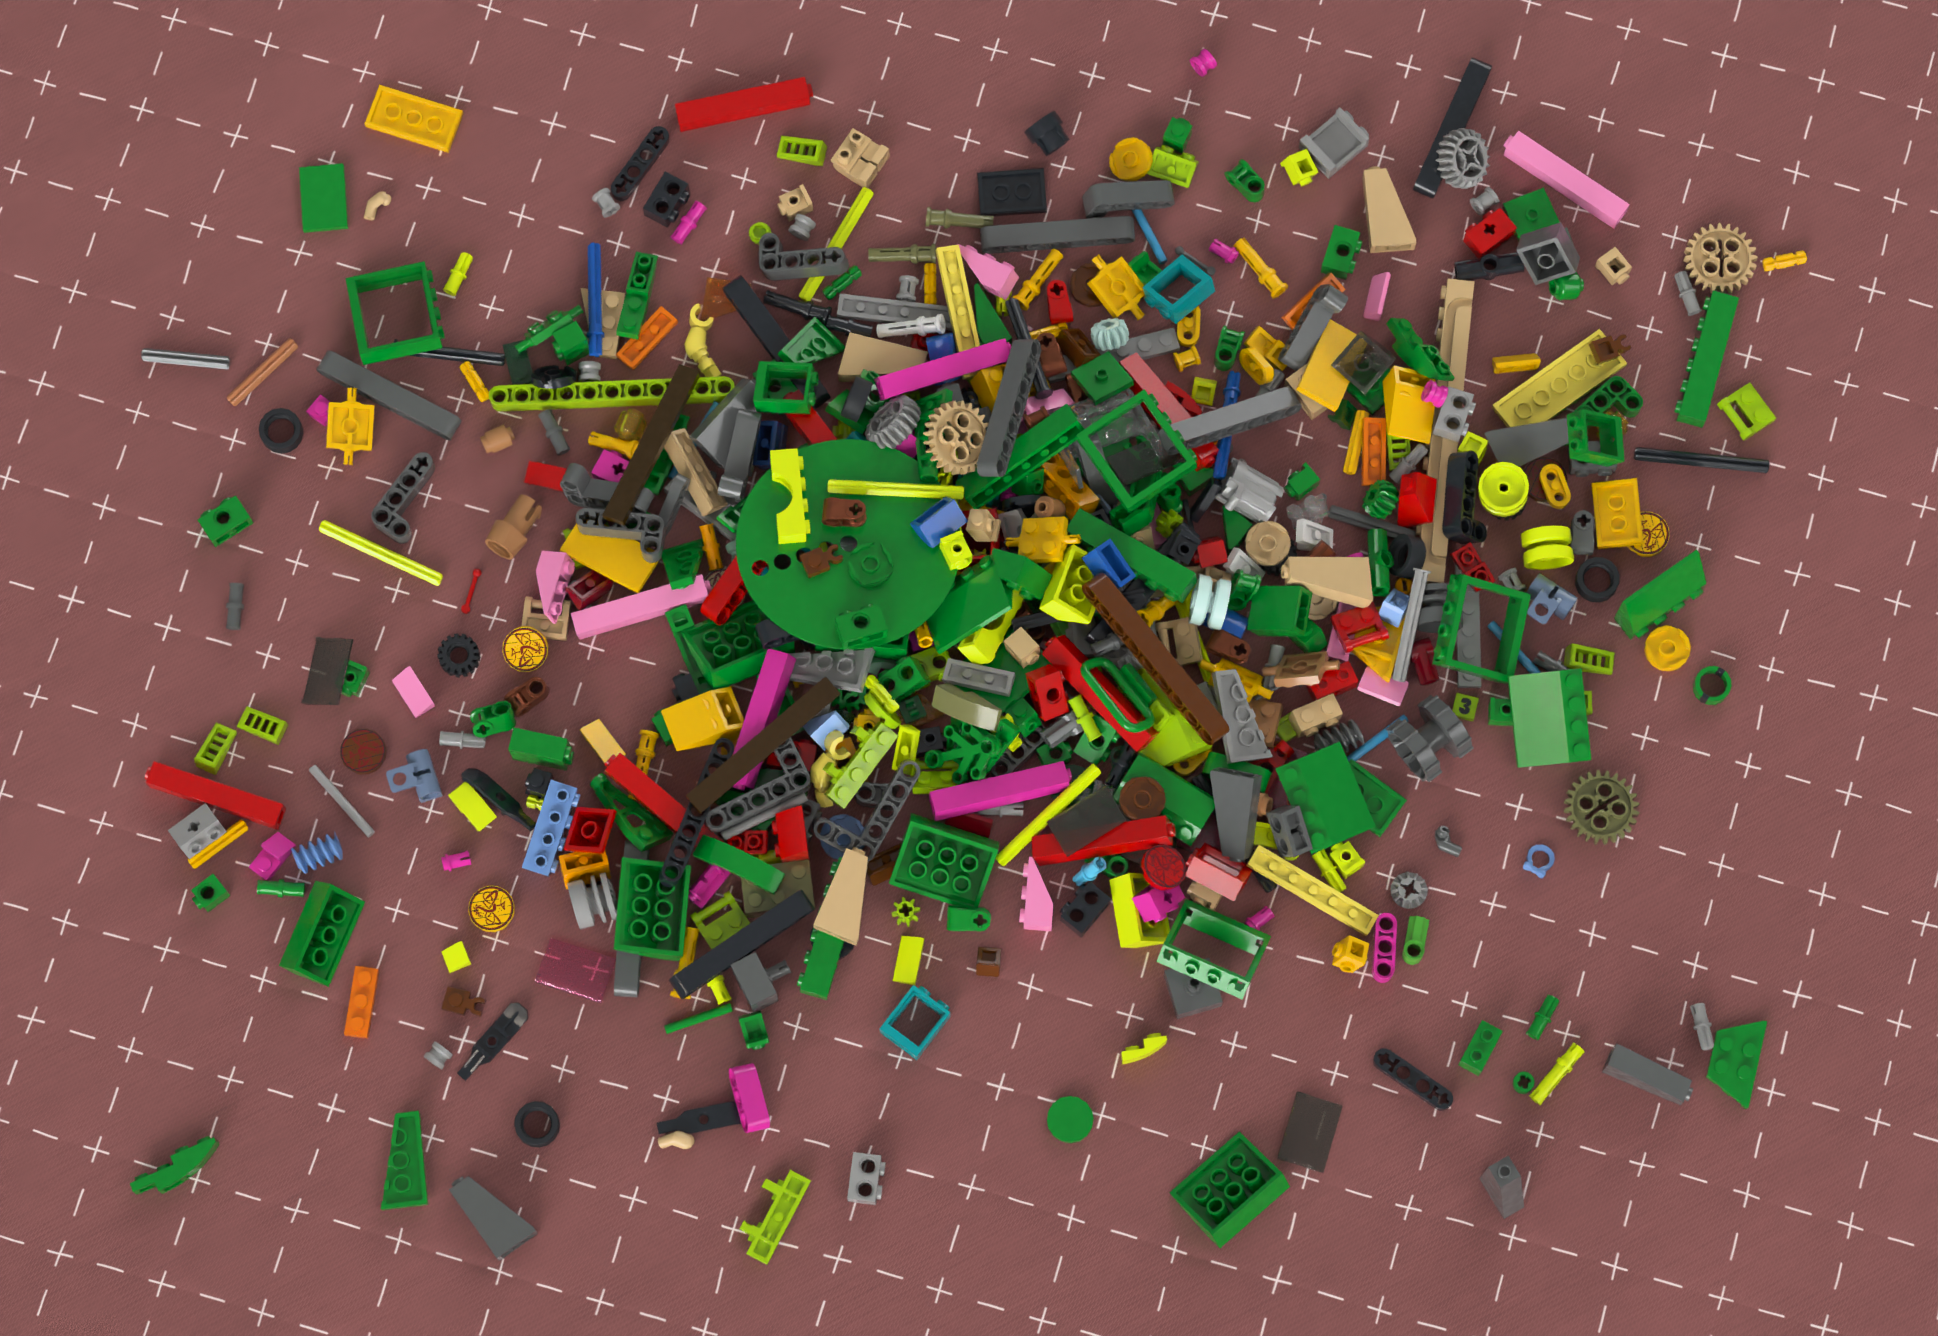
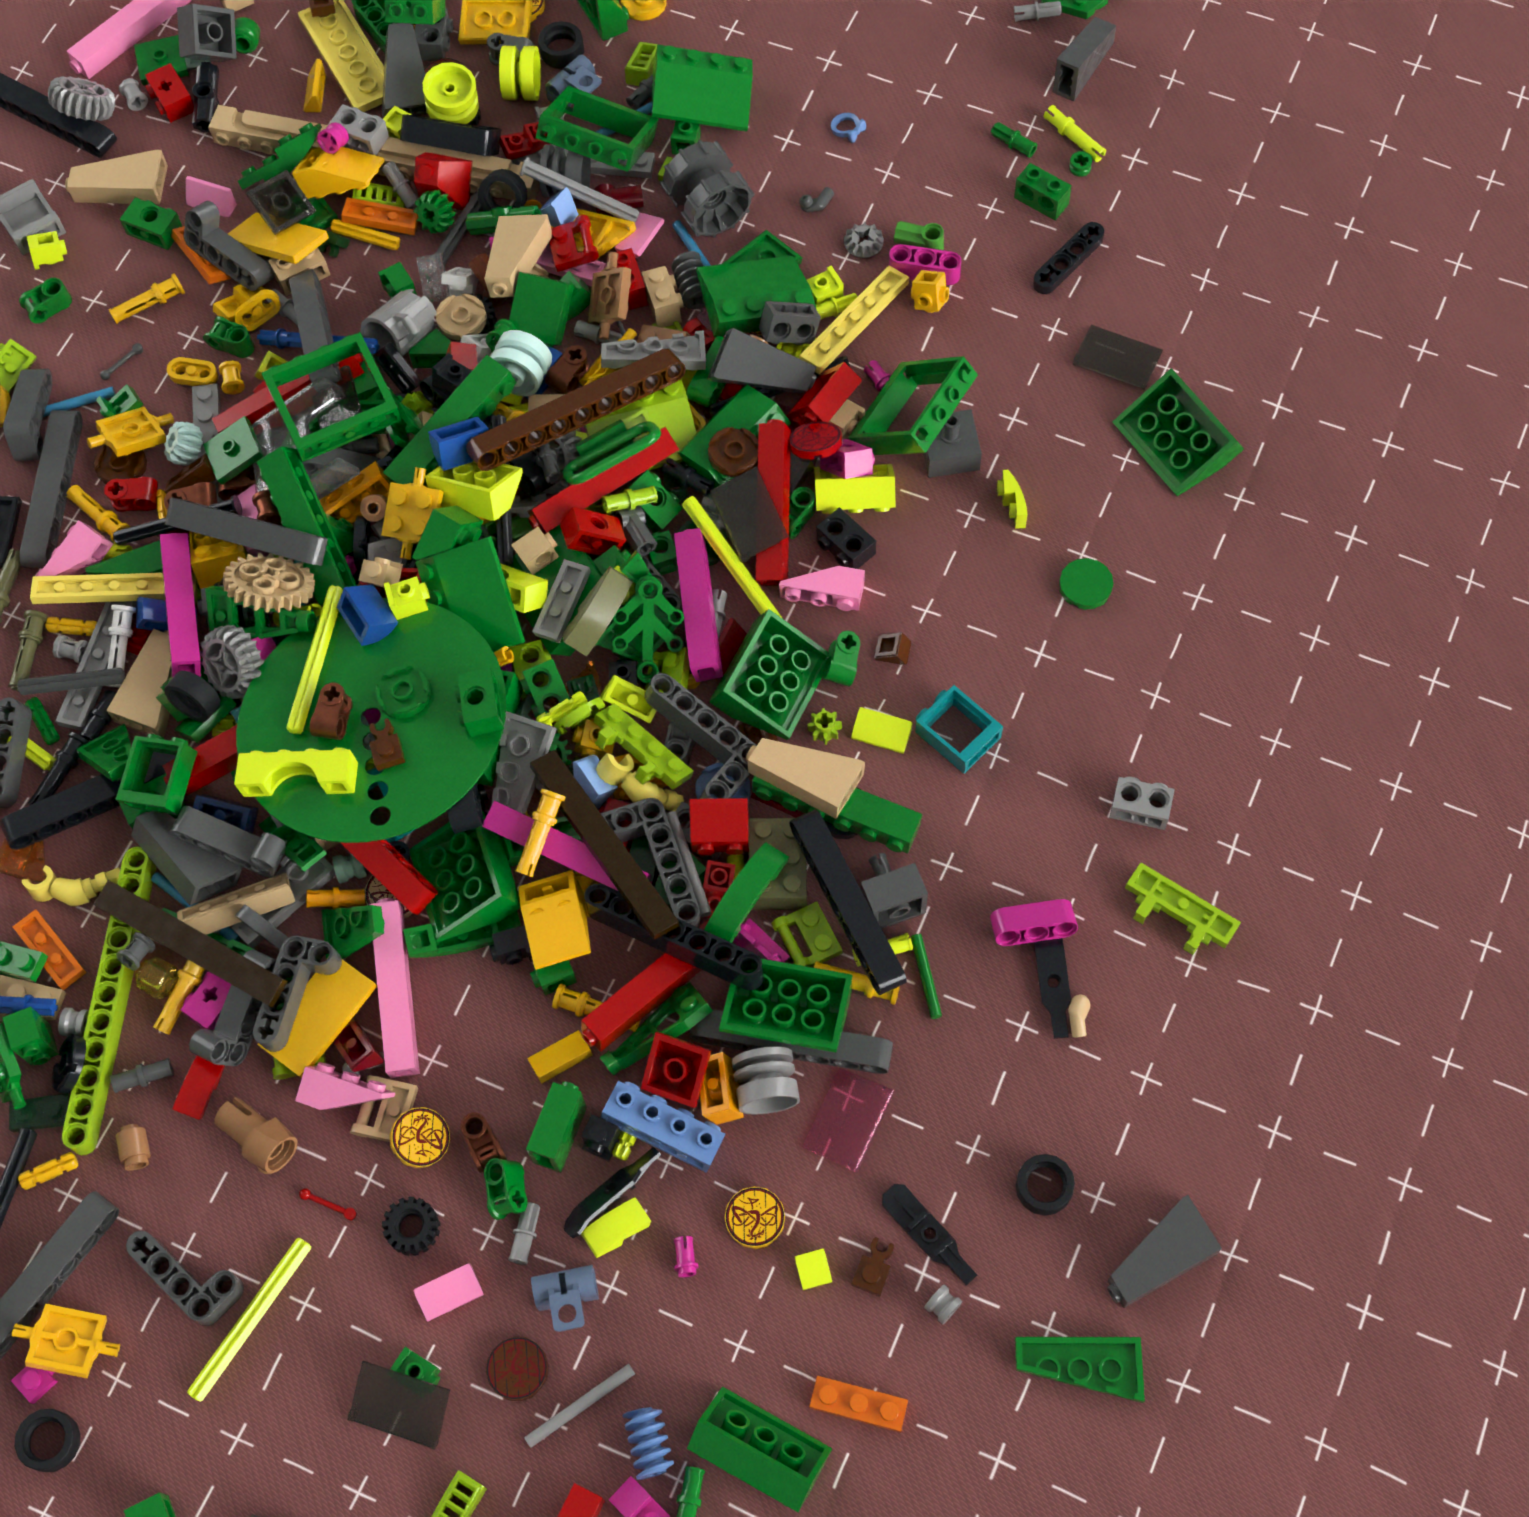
camera: 80 degrees left, 10 degrees down
(645, 405) = (136, 951): none -> dark grey bush
(754, 1030) = (950, 909): green bracket -> none
(774, 694) = (543, 819): none -> yellow pin
(873, 298) = (71, 681): none -> dark grey axle
(1089, 871) = (805, 525): medium azure axle -> none
(1201, 291) = (136, 357): teal window -> none
(1224, 251) = (118, 331): dark pink pin -> none
(1504, 1186) = (1194, 174): dark grey slope -> none
(1555, 487) = (465, 57): yellow plate -> none
(1613, 823) = (800, 58): olive gear -> none

